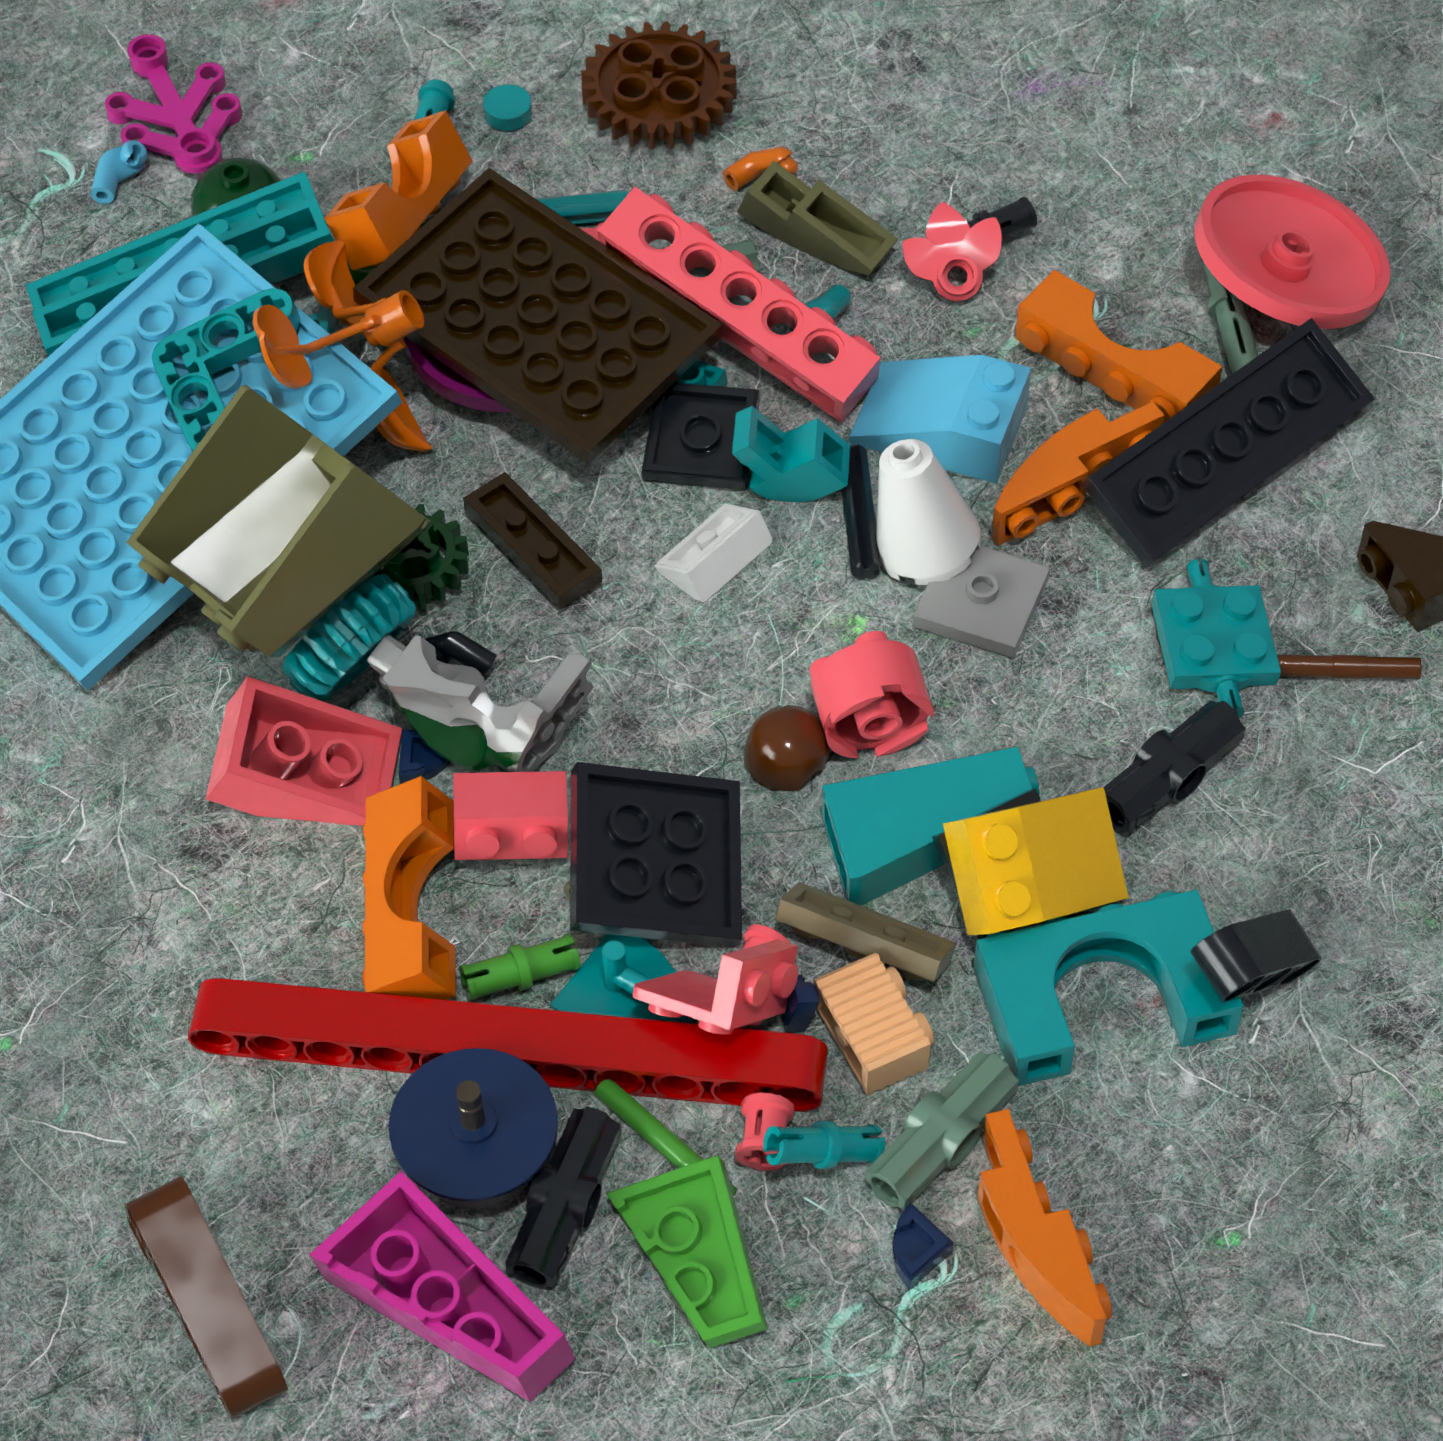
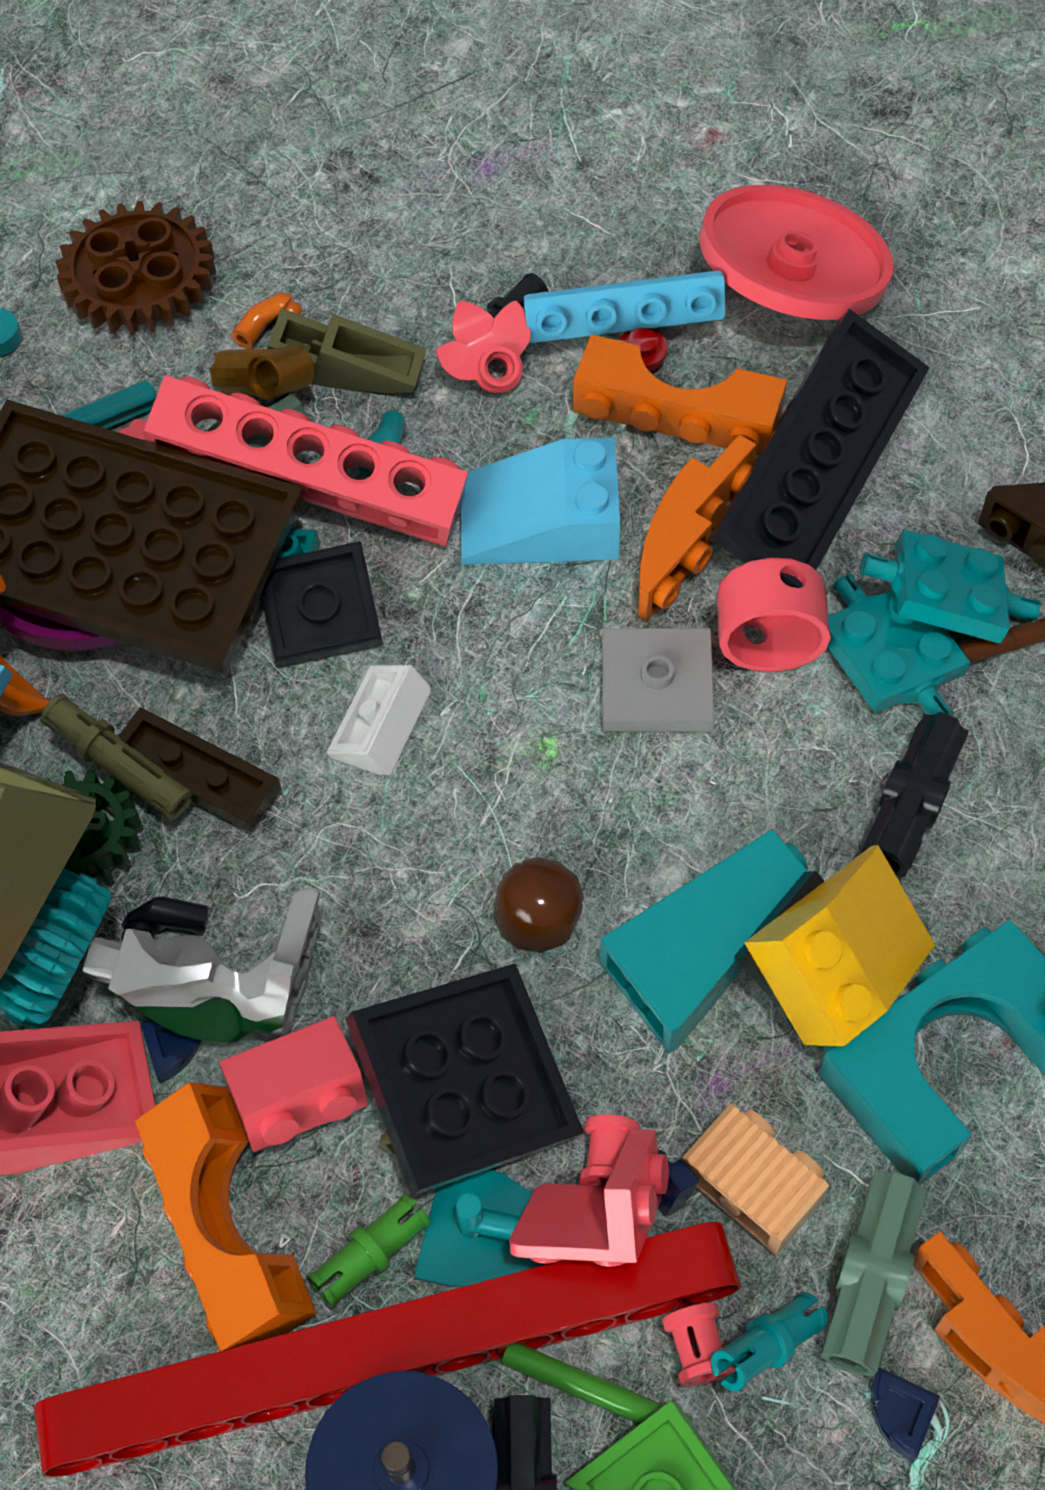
camera: 20 degrees left, 5 degrees up
(456, 488) = (99, 743): none -> olive pin
(734, 213) = (262, 371): none -> pearl gold piece
(790, 464) = (423, 605): teal brick -> none
(860, 517) = (504, 632): black axle -> none
(864, 932) = (704, 1079): dark tan plate -> none
(871, 696) = (607, 824): coral brick -> none
(921, 516) = (576, 622): white cone -> none
(1099, 253) = (625, 306): none -> medium azure bracket
(1111, 300) = (652, 346): none -> red plate
(1124, 571) = (790, 617): none -> coral piece
(1221, 312) = (770, 336): sand green pin -> none
(1292, 598) = (950, 586): none -> teal plate

